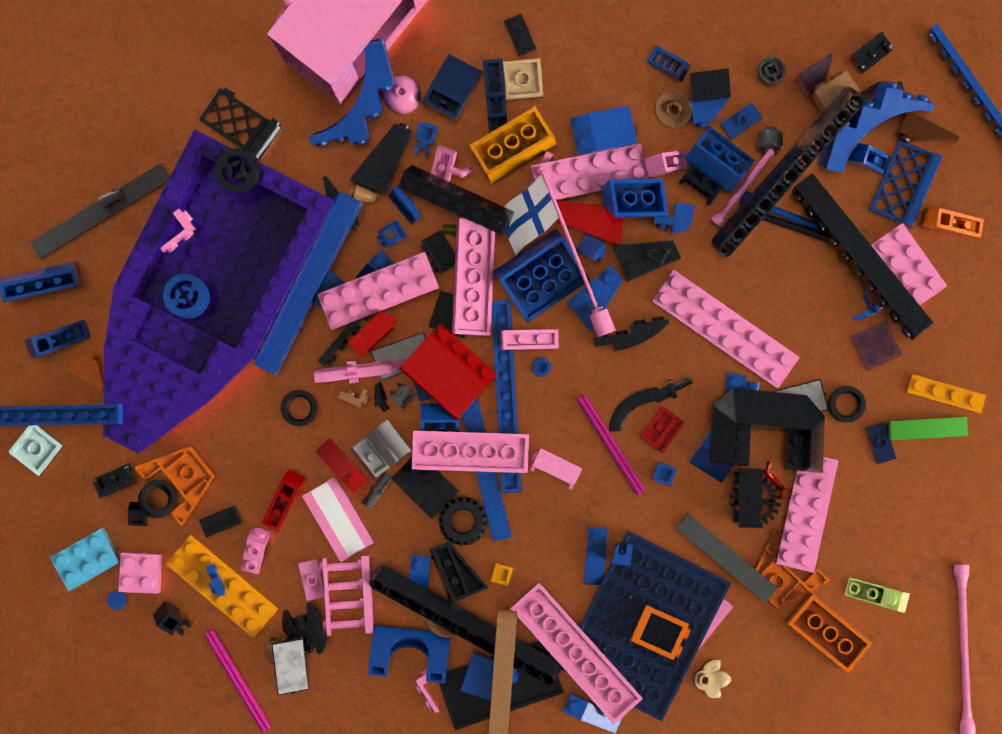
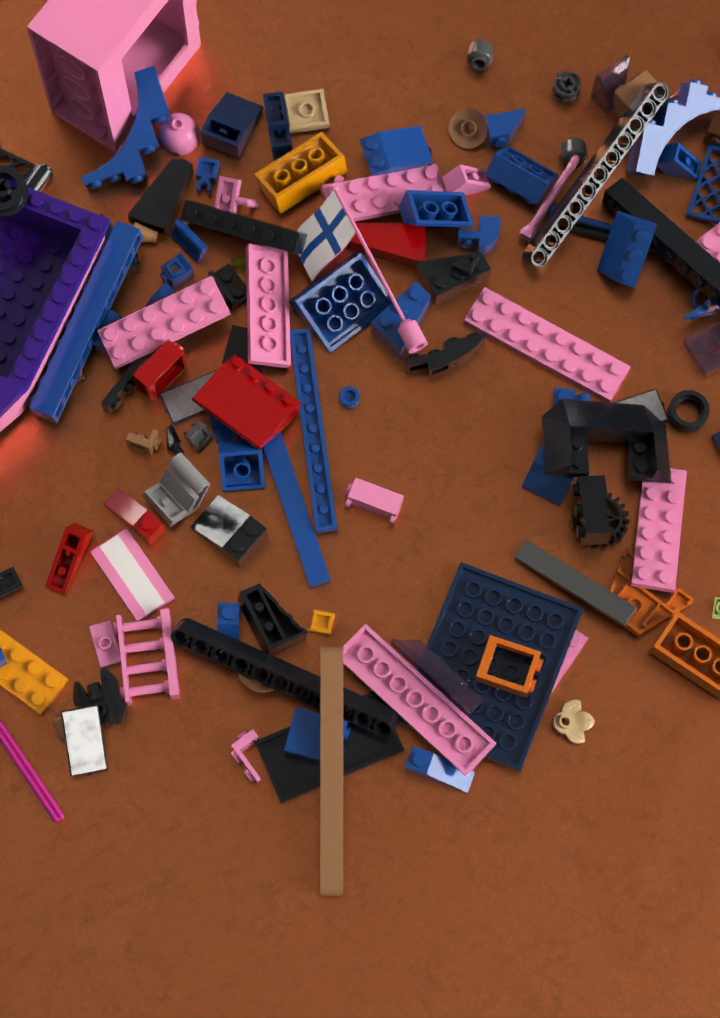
camera: 15 degrees left, 15 degrees down
(255, 550) = (38, 615): bright pink bracket -> none
(284, 408) = (78, 442): black tyre -> none
(354, 371) = (143, 413): bright pink piece -> none
(377, 490) = (174, 540): dark grey axle -> none
(389, 640) = (198, 703): blue arch -> none
(448, 530) = (272, 546): black tyre -> none
(470, 451) = (276, 486): bright pink plate -> none
(520, 35) = (300, 70): black plate -> none
(529, 339) = (334, 366): bright pink plate -> none
(591, 248) = (395, 269): blue slope -> none
(595, 555) = (427, 591): blue slope -> none
(599, 633) = (438, 673): none -> clear purple wedge
(610, 444) = (433, 473): dark pink axle -> none
(622, 558) = (457, 584): blue hinge -> none
(643, 397) = (464, 421): black sword -> none
(662, 429) = (488, 452): red plate -> none
(664, 474) = (495, 497): blue panel -> none
(683, 71) = (470, 93): blue slope -> none
(692, 32) = (480, 54): none -> dark grey head
(702, 183) = (505, 197): black hinge -> none
(709, 85) = (503, 96): black slope -> none
(741, 121) = (540, 137): blue plate -> none
(777, 483) = (627, 506): red piece -> none
(808, 247) = (626, 248): none -> blue slope
(871, 52) = (669, 62): black hinge -> none

